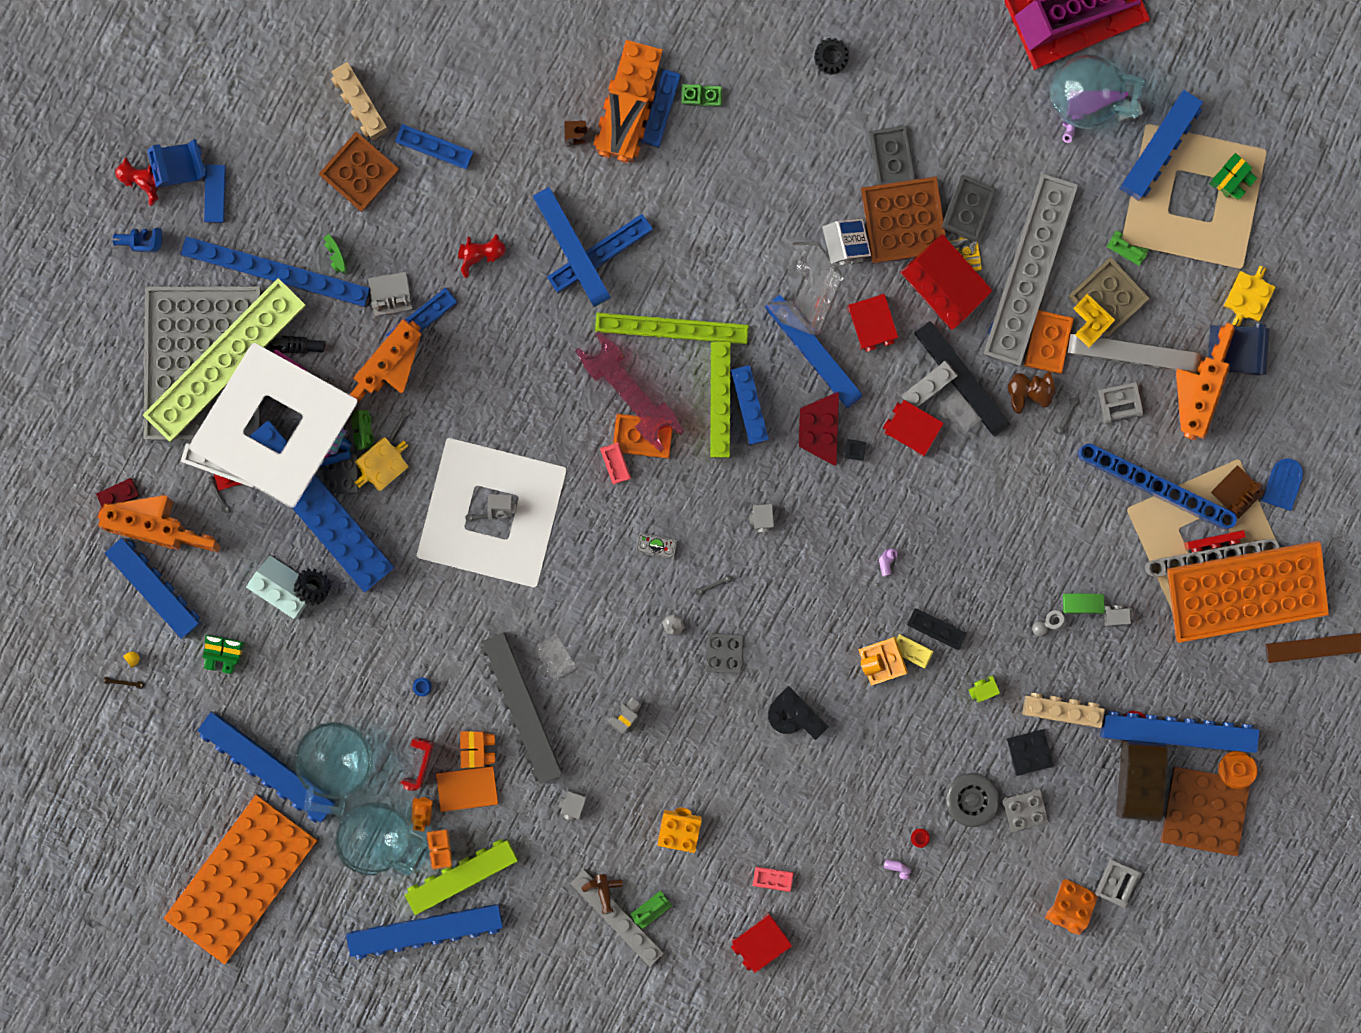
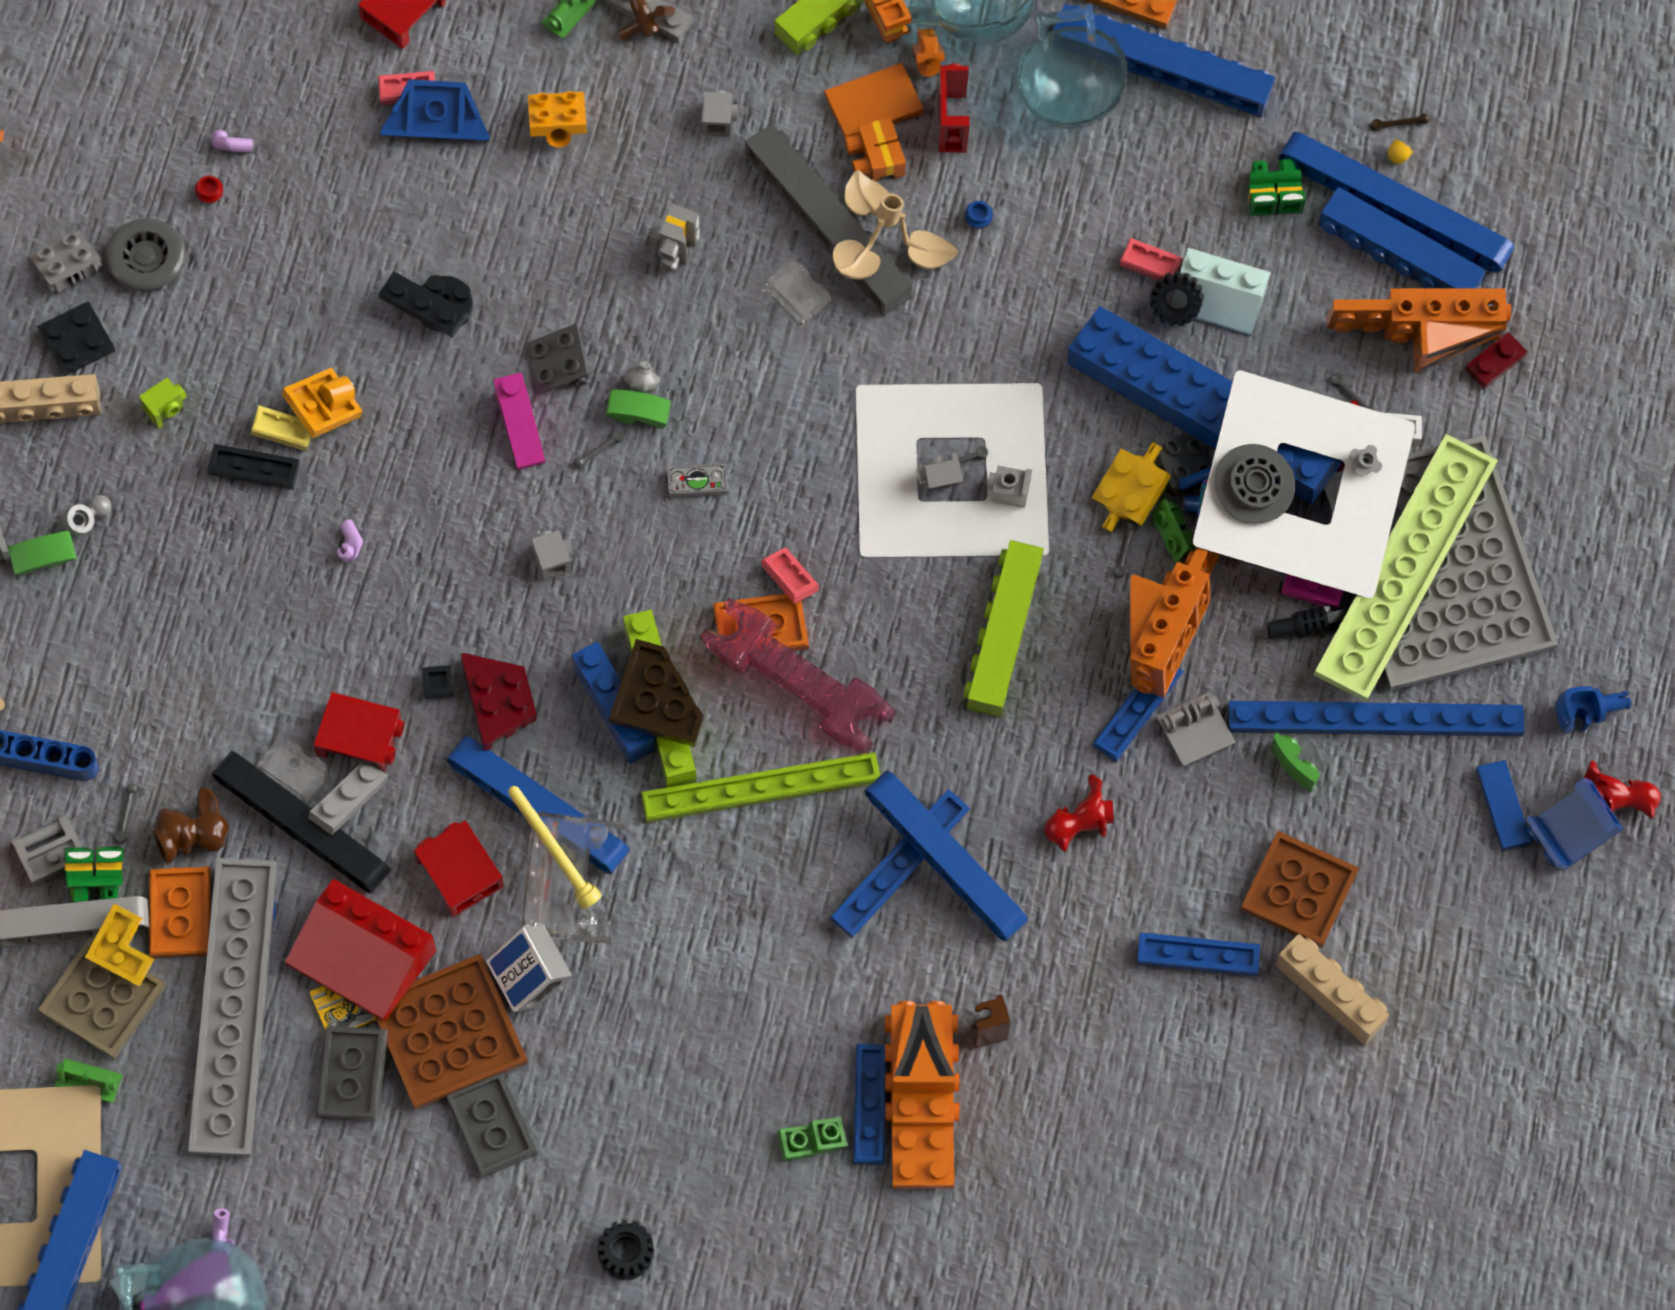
camera: 160 degrees right, 20 degrees down
(146, 622) = (1398, 201): none -> blue beam
(233, 431) = (1361, 468): none -> light grey plate
(305, 429) = (1255, 482): none -> dark grey wheel
(319, 622) = (1149, 260): none -> coral plate
(451, 483) = (1012, 493): none -> light grey brick
(462, 671) = (866, 197): none -> tan plant
(490, 390) = (1004, 629): none -> lime brick
(681, 604) = (633, 405): none -> bright green slope
(724, 391) = (656, 697): none -> dark brown plate
(759, 615) = (519, 420): none -> dark pink slope
(759, 853) = (436, 112): none -> blue wing
(800, 281) = (585, 892): none -> light yellow piece
(1103, 374) = (80, 876): none -> green hips

